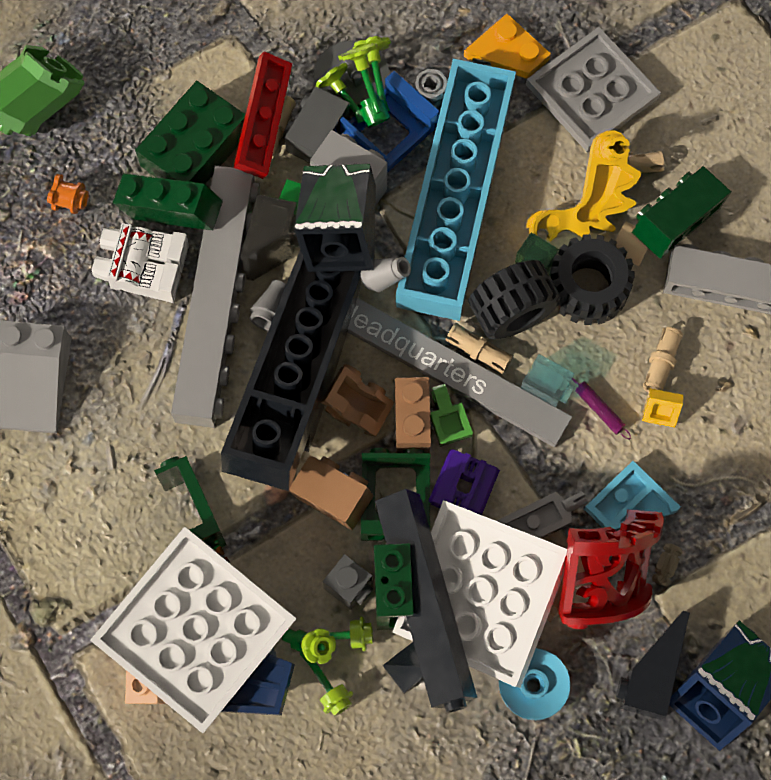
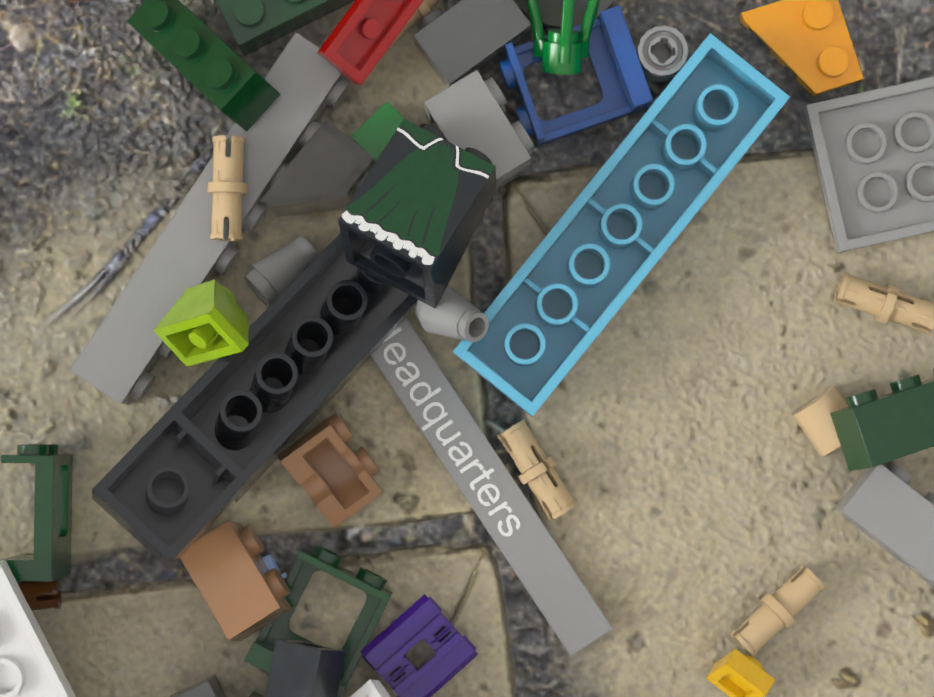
camera: 30 degrees right, 15 degrees up
(142, 261) = (123, 109): white hips -> none
(217, 265) = (227, 188): none -> tan pin
(241, 342) = (204, 324): none -> lime slope
(412, 414) = (395, 526): medium nougat brick -> none
(448, 421) = (443, 554): bright green plate -> none
(514, 299) = (613, 438): black tyre -> none
(537, 249) = (679, 380): clear green plate -> none
(549, 381) = (604, 568): clear light blue brick -> none
(599, 256) = (781, 460): black tyre -> none
(600, 408) = (659, 632): magenta piece -> none
(602, 196) = (837, 315): yellow animal -> none

